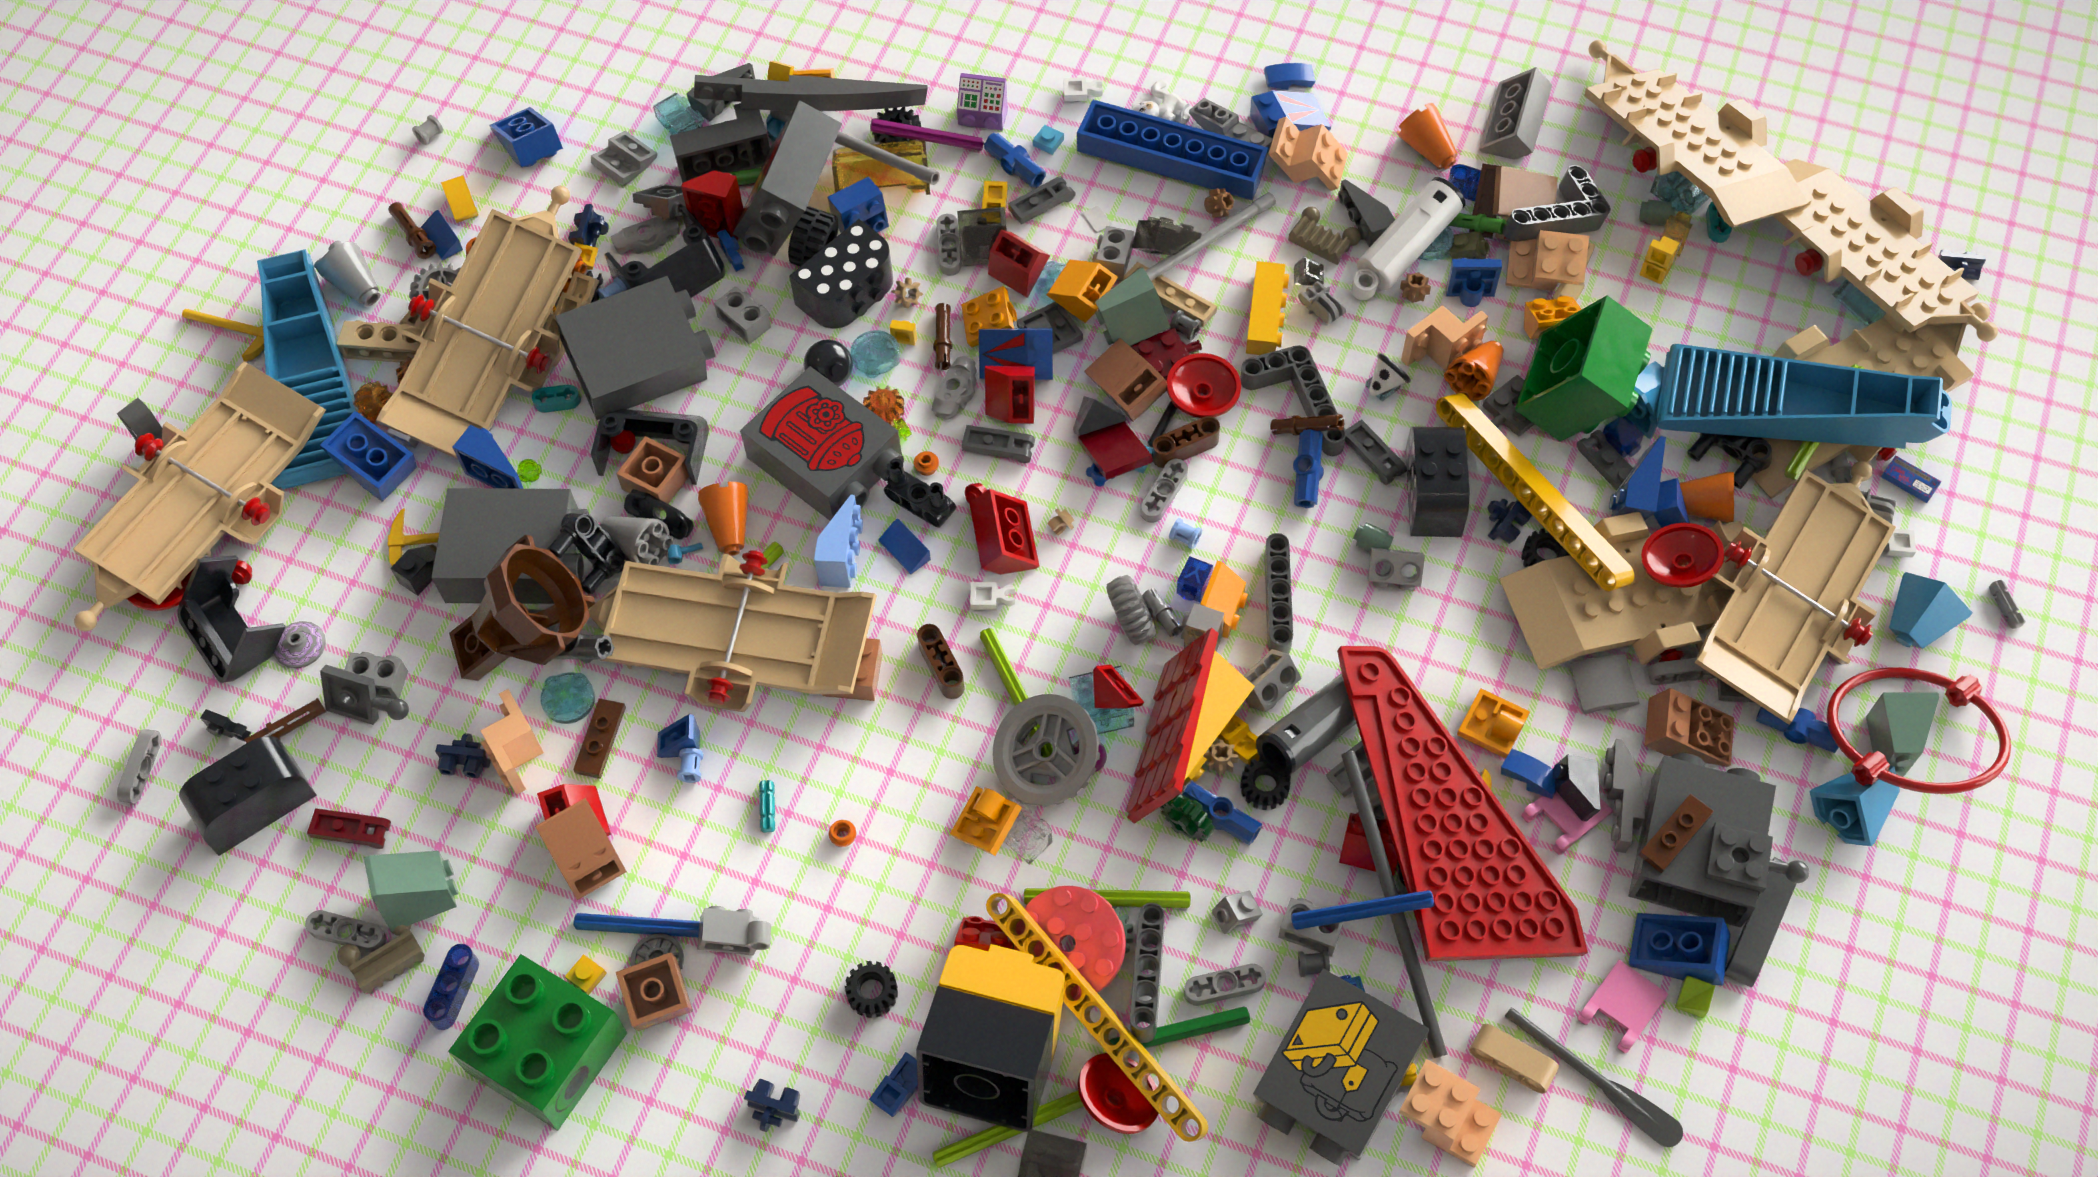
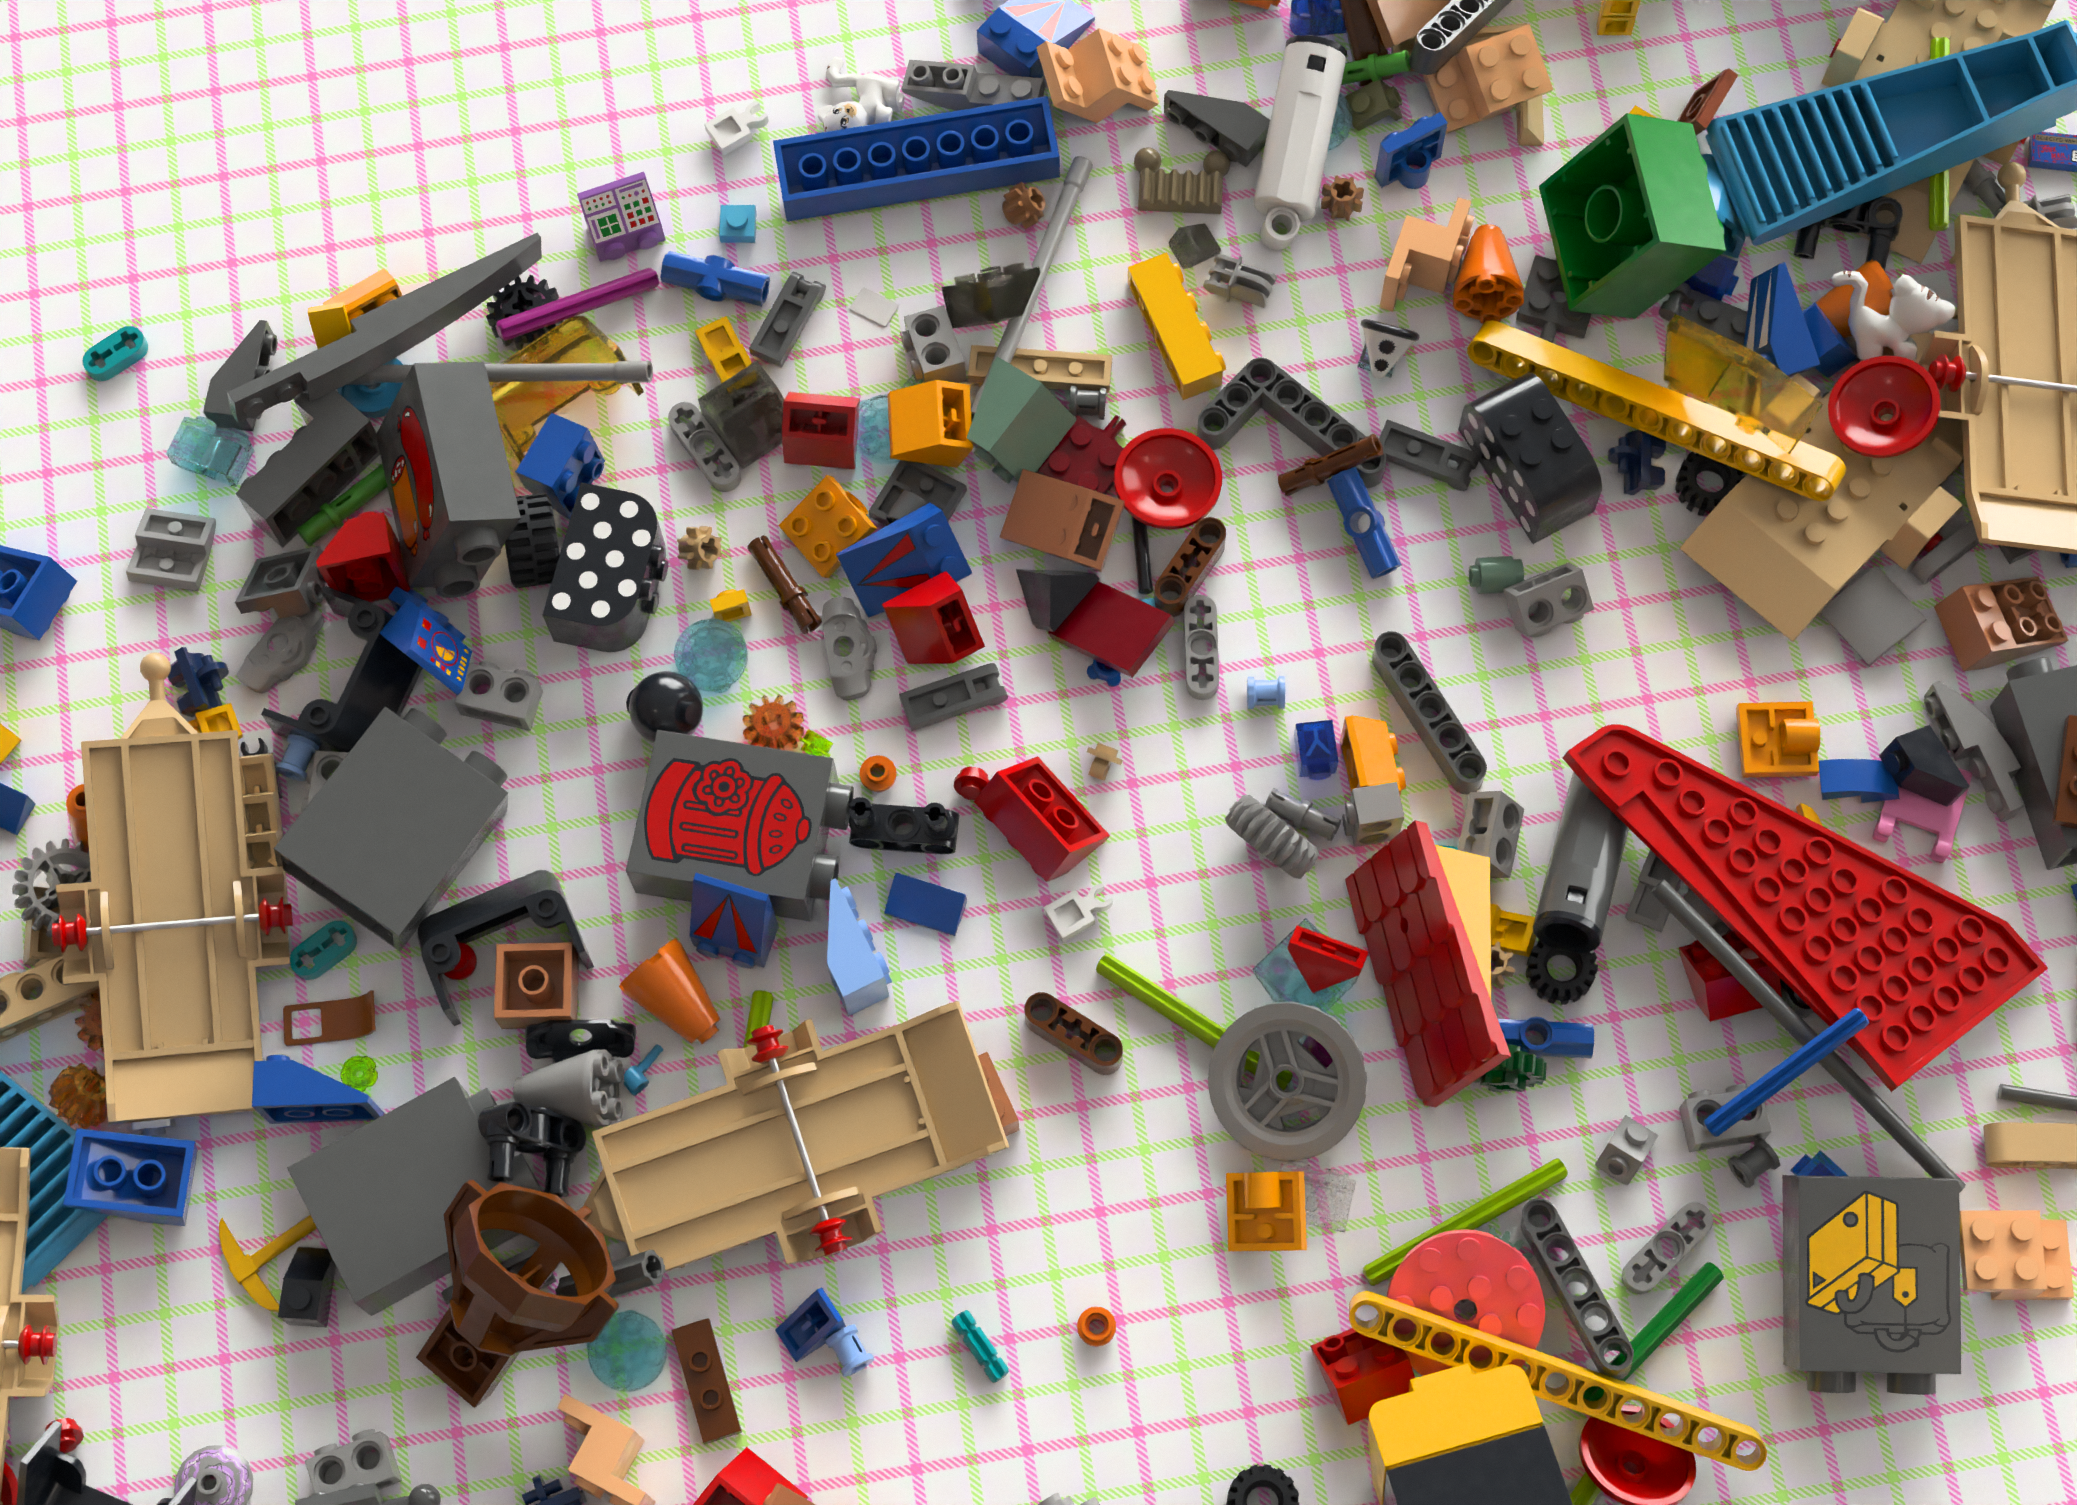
camera: 30 degrees left, 10 degrees up
(540, 440) = (339, 1019): none -> dark orange piece
(664, 48) = (115, 353): none -> teal beam
(719, 264) = (429, 644): none -> blue slope
(783, 492) = (731, 921): none -> blue slope
(1544, 313) = (1537, 154): light orange slope -> none
(1591, 492) = (1738, 382): none -> clear yellow windscreen
(1677, 337) = (1707, 100): none -> copper tile
(1737, 508) = (1911, 309): none -> white animal

